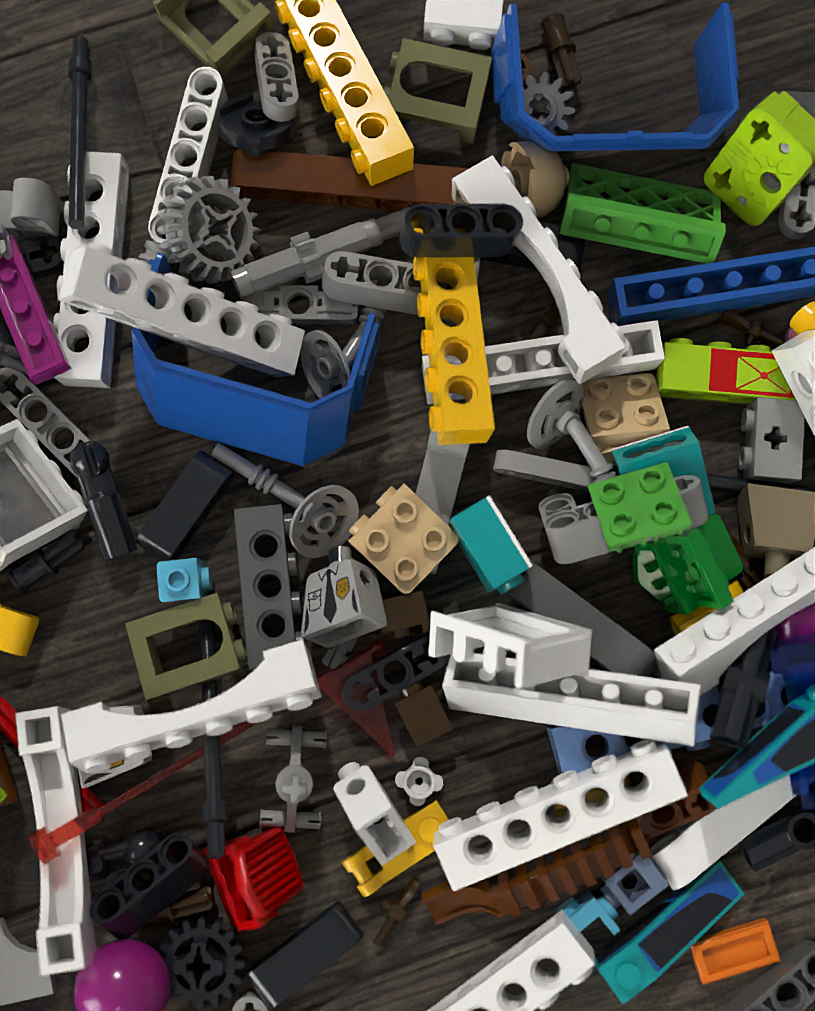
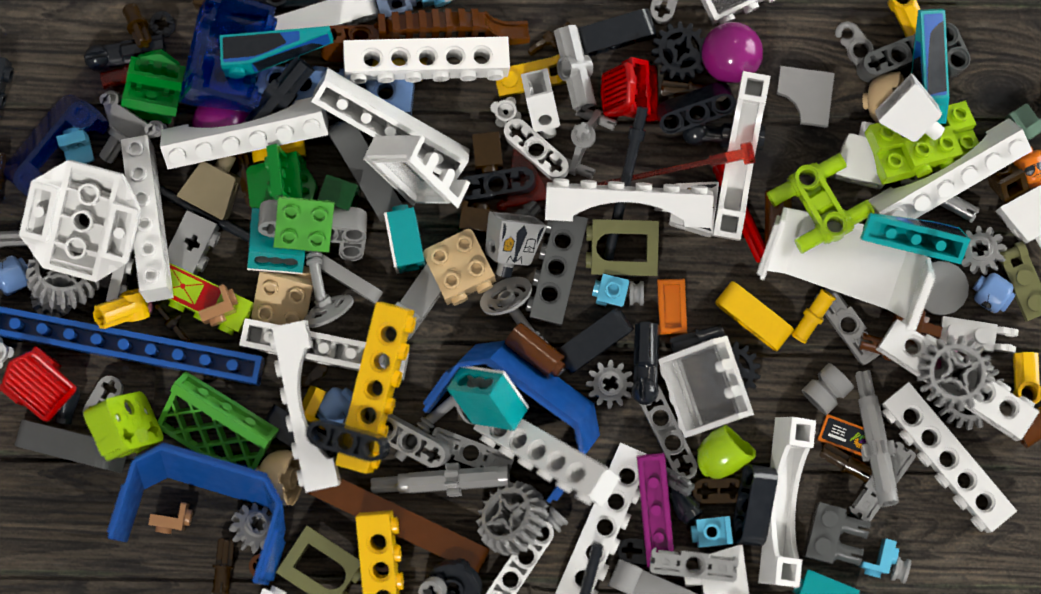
camera: 160 degrees left, 0 degrees up
(97, 593) = (672, 306): none -> orange tile
(137, 444) = (607, 374): none -> light grey gear
(148, 592) = (636, 293): none -> light grey bush
(255, 459) = (535, 351): none -> reddish brown brick
(291, 361) = (488, 397): none -> teal piece
(343, 882) = (575, 67): none -> light grey piece
(387, 744) = (555, 157): none -> white beam
(498, 295) = (335, 405): none -> medium blue head
(530, 286) = (311, 404): none -> yellow tile
(604, 572) = (341, 192): none -> dark green panel
(650, 78) = (166, 524): none -> medium nougat bracket
(704, 348) = (217, 313): none -> medium nougat bracket

